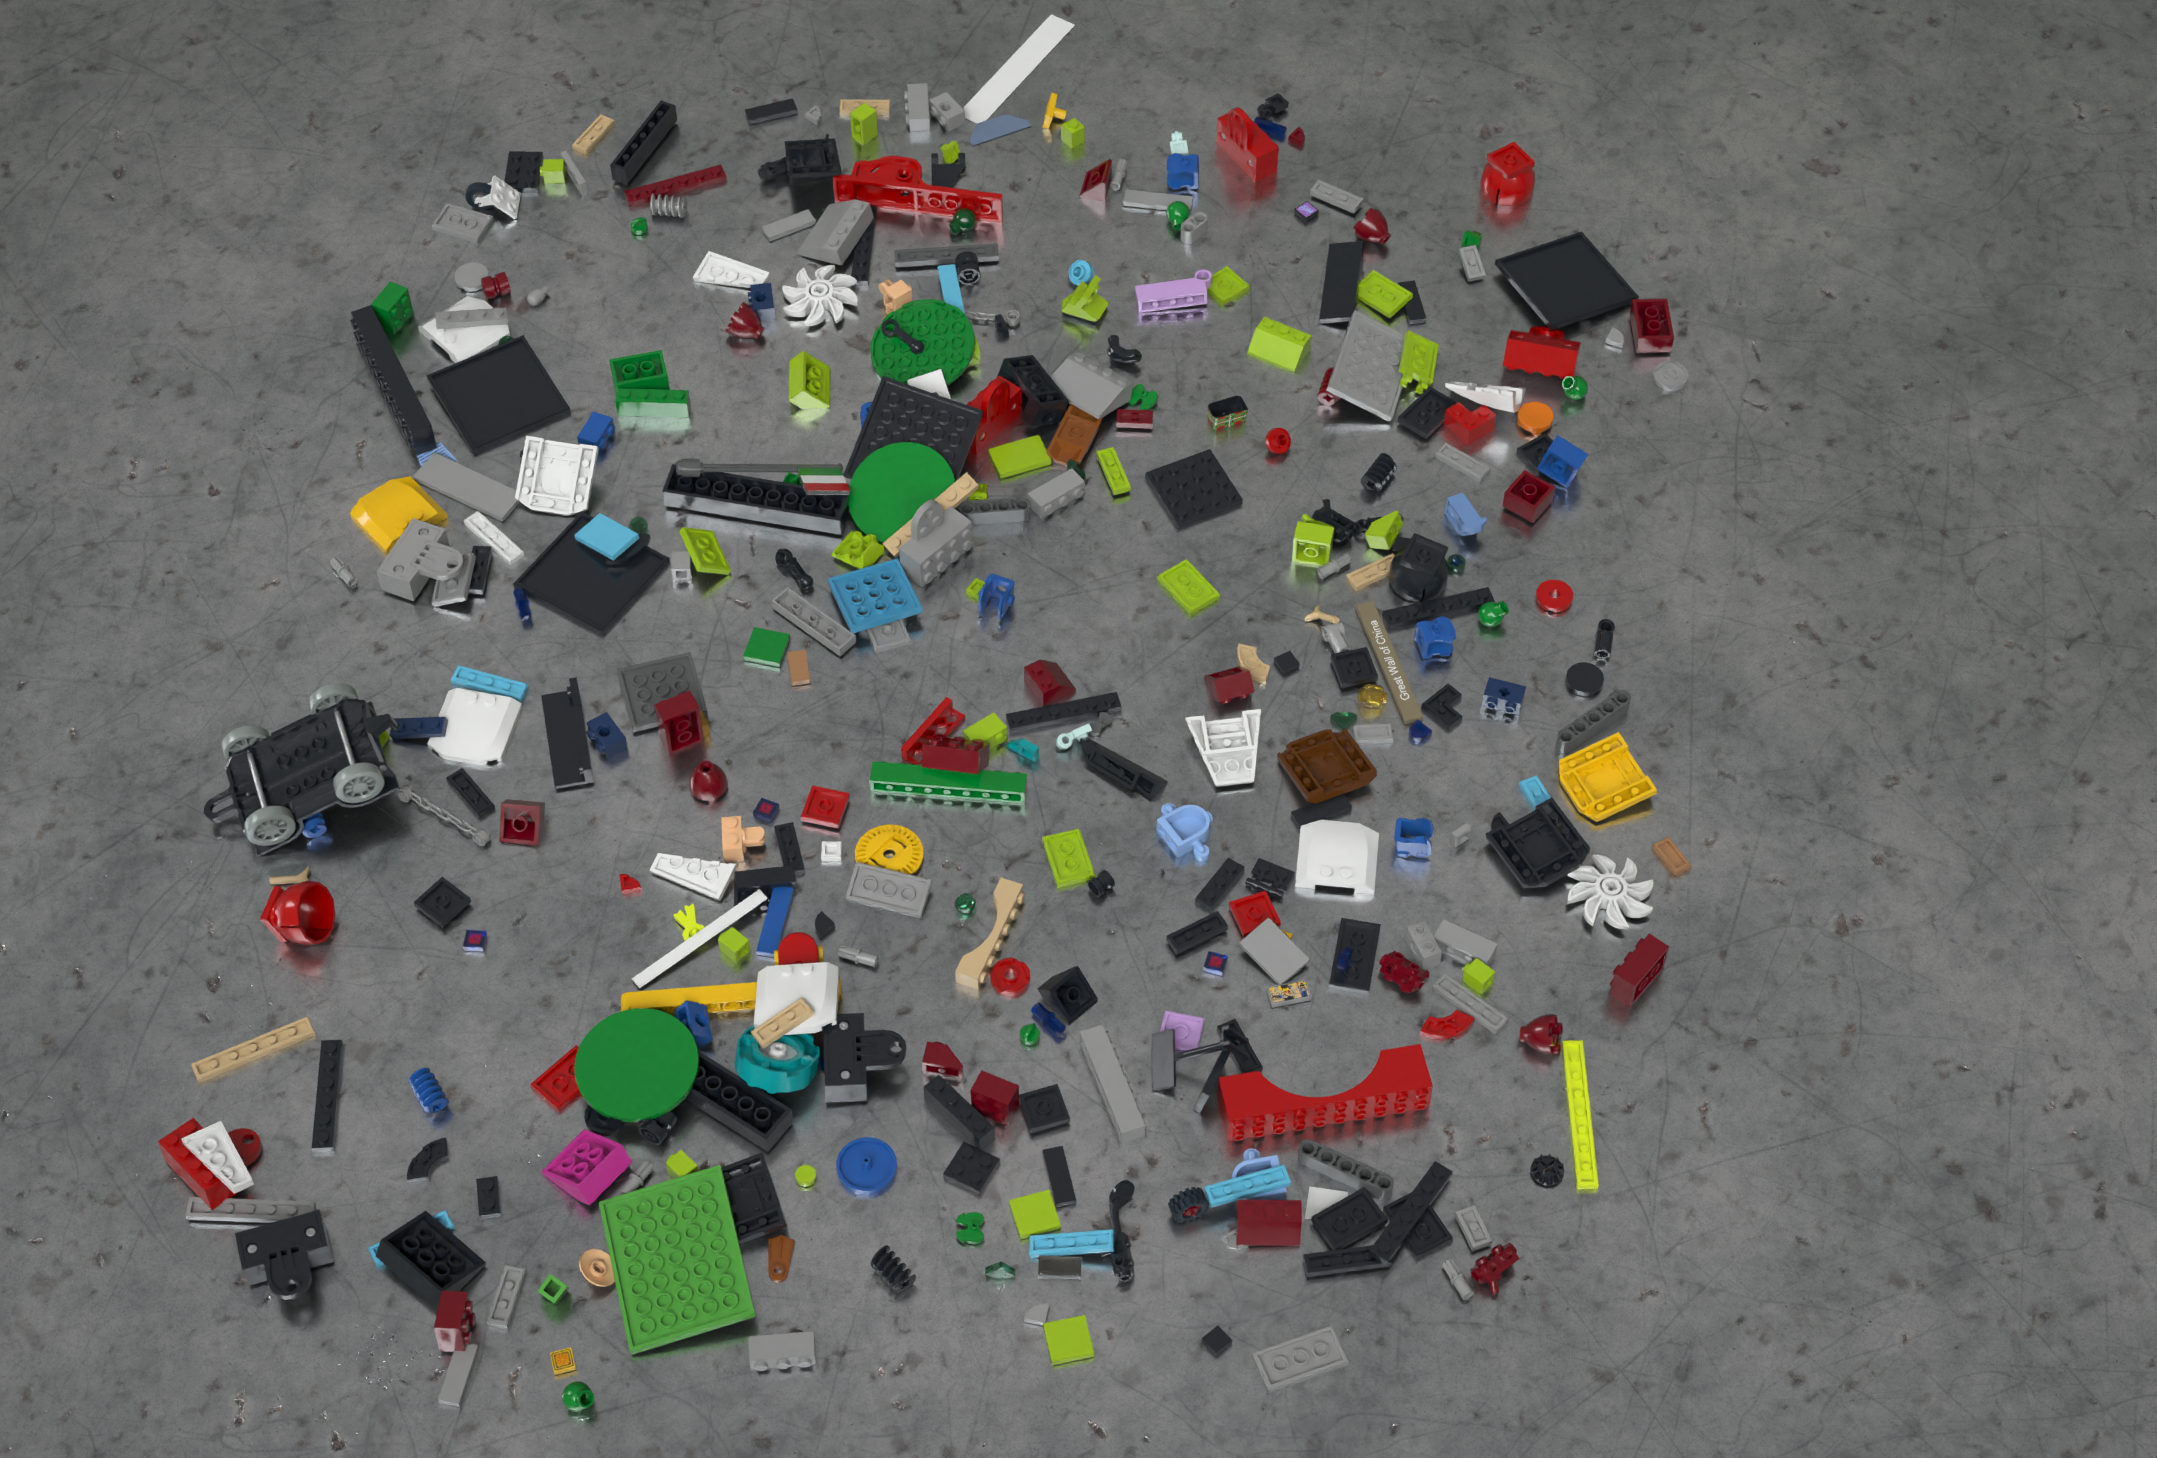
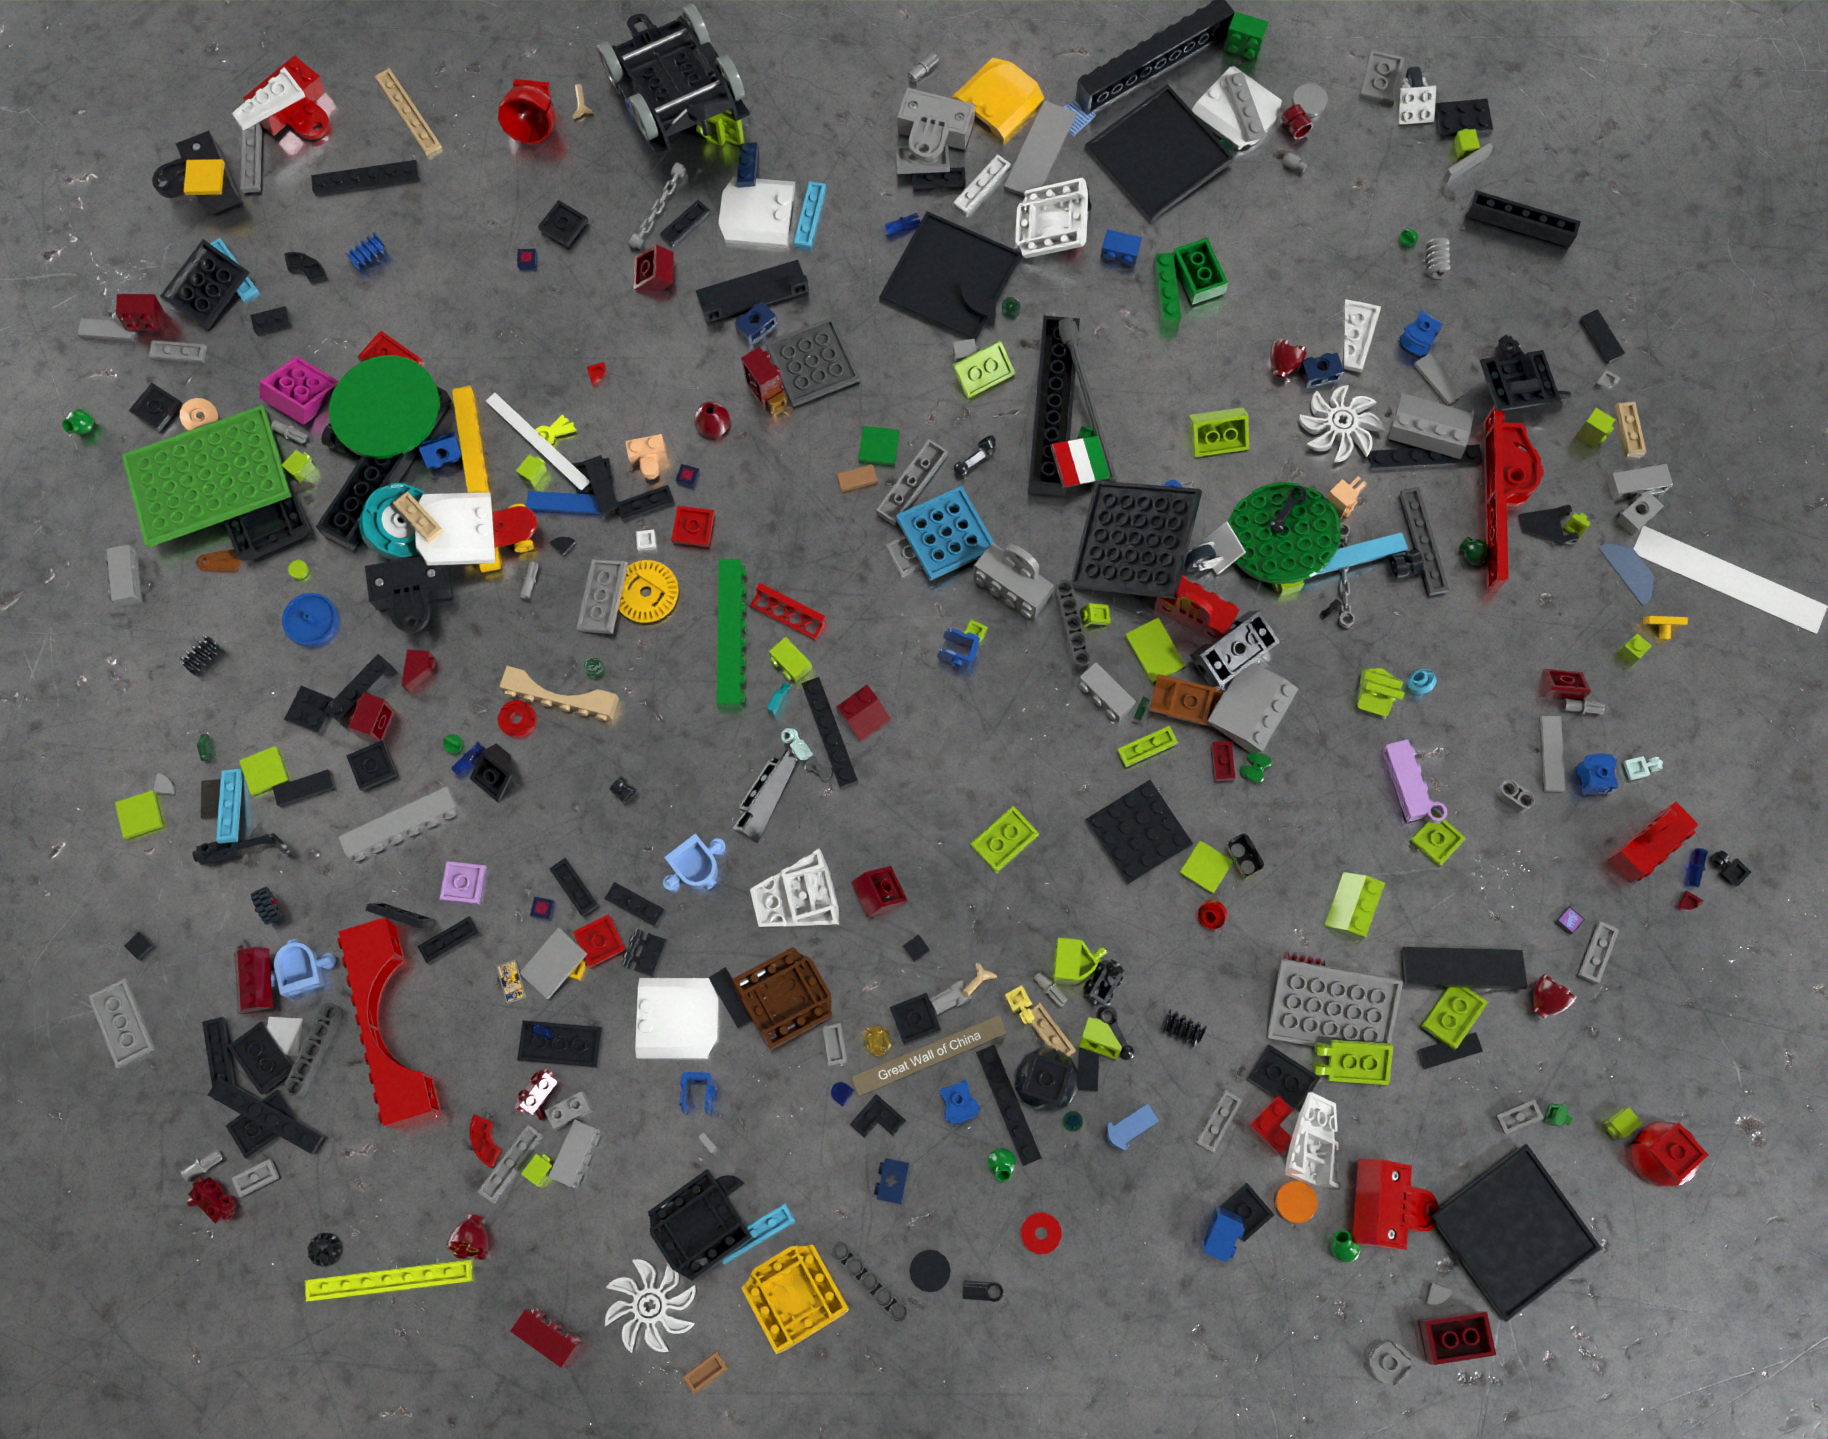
camera: 85 degrees right, 20 degrees up
(299, 1235) = (204, 177): none -> yellow tile
(553, 1289) = (174, 383): bright green brick -> none
(562, 1361) = (117, 406): yellow tile -> none
(574, 1317) = (155, 407): none -> black plate
(593, 134) = (1531, 172): tan tile -> none
(606, 536) = (987, 278): medium azure tile -> none
(676, 185) = (1474, 262): dark red plate -> none
(696, 874) = (605, 428): white wing -> none
(743, 226) = (1420, 334): none -> blue piece
(859, 550) = (1007, 511): lime slope -> none
(895, 485) = (1076, 537): green tile -> none
(950, 497) = (1054, 573): tan plate -> none
(955, 754) = (751, 632): dark red brick -> none
(973, 1234) = (243, 719): green piece -> none
(1068, 858) = (655, 756): lime tile -> none
(1120, 354) = (1312, 734): black arm -> none
(1165, 1058) = (423, 869): piece -> none
(1177, 213) = (1531, 776): green piece -> none
(1232, 444) = (1206, 867): none -> lime tile
(1247, 1186) = (282, 957): medium azure tile -> none
(1249, 660) = (910, 912): tan tile -> none
(1343, 719) = (850, 1013): clear green tile -> none
(1344, 587) = (1019, 1001): none -> light yellow plate
(1481, 202) = (1623, 1124): none -> lime brick
(1528, 496) = (1171, 1197): dark red brick -> none

